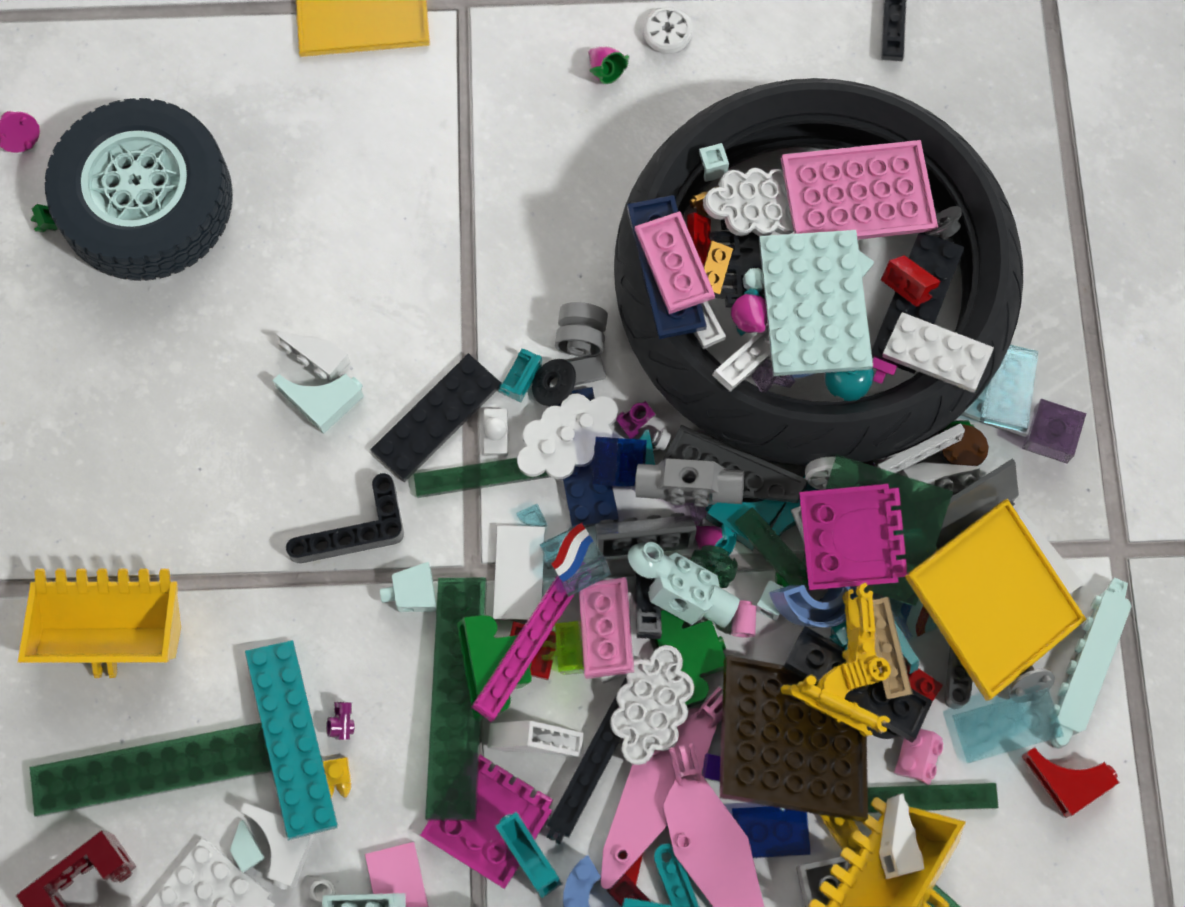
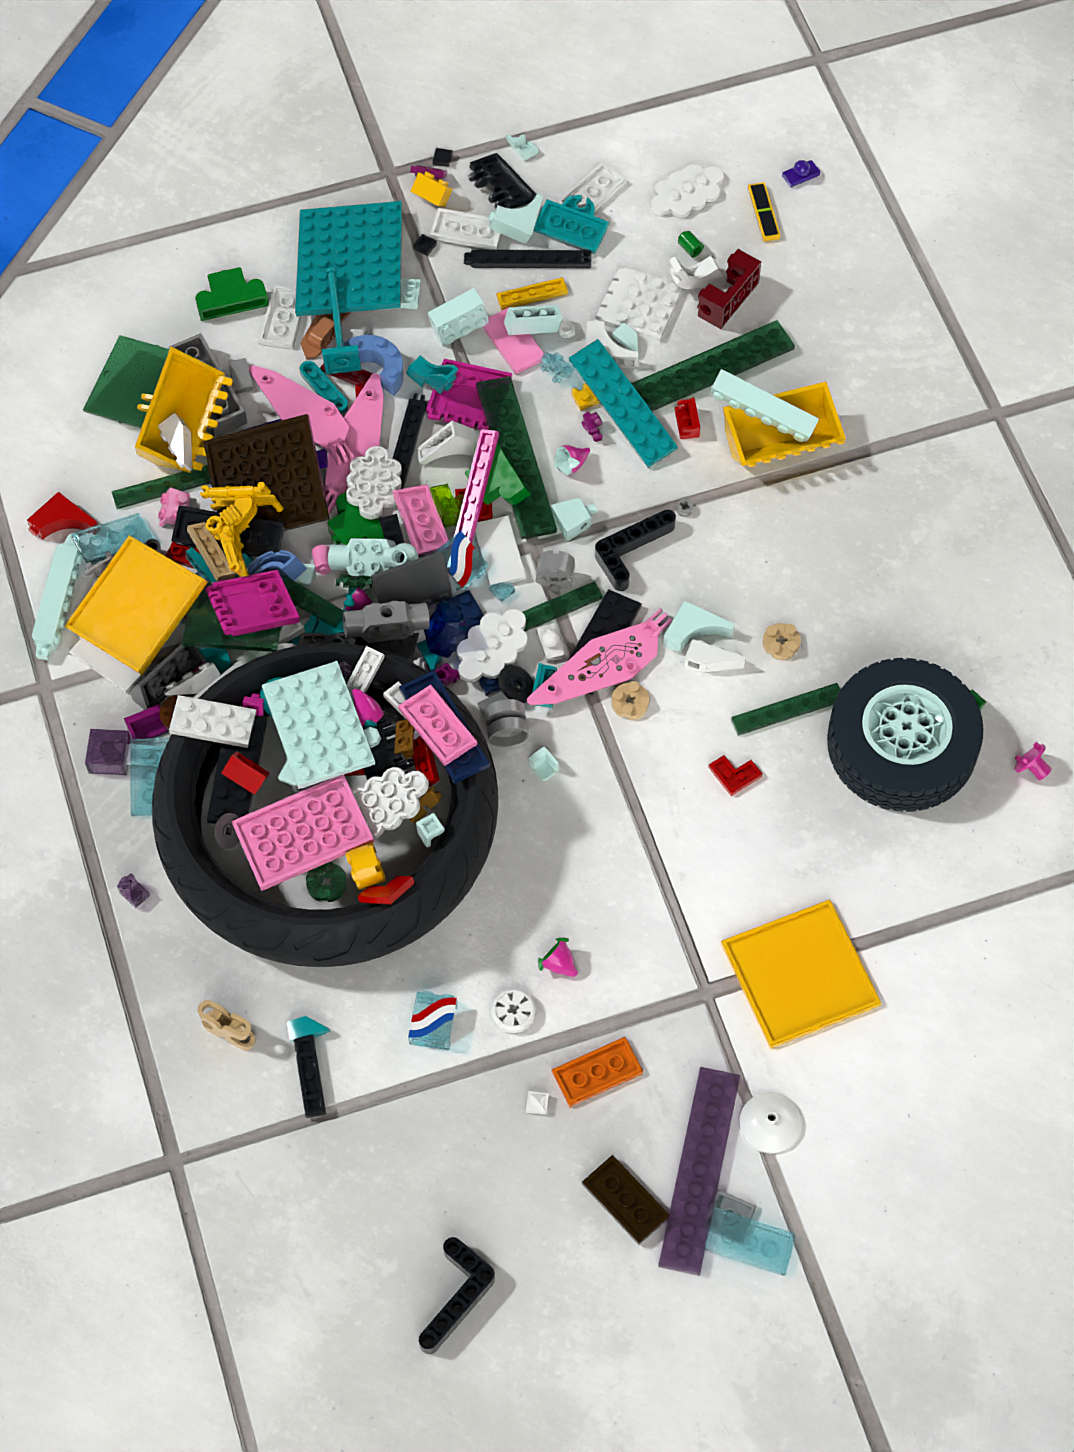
camera: 165 degrees right, 10 degrees down
(115, 642) = (763, 406): none -> light aqua brick
(215, 695) = (687, 419): none -> red hinge
(232, 367) = (781, 631): none -> tan plate
(253, 274) = (785, 709): none -> clear green tile
(270, 576) = (684, 513): none -> light grey bush
(344, 210) = (734, 779): none -> red tile
(356, 827) = (557, 365): none -> clear light blue plate
(385, 673) = (570, 459): none -> hat
(420, 343) = (629, 710): none -> tan plate
(440, 381) = (604, 662): none -> bright pink wing
(460, 511) = (555, 570): none -> light grey brick
(552, 282) = (543, 764): none -> light aqua panel
(753, 38) = (432, 1020): none -> panel
(779, 92) = (388, 893): none -> red tile
(796, 133) = (365, 866): none -> yellow brick
(844, 131) = (324, 892): none -> clear green plate
(887, 67) = (305, 1027): none -> teal slope
(972, 80) = (226, 1025): none -> tan piece
(1002, 453) = (146, 724): none -> magenta panel
(1048, 259) = (132, 890): none -> clear purple bracket

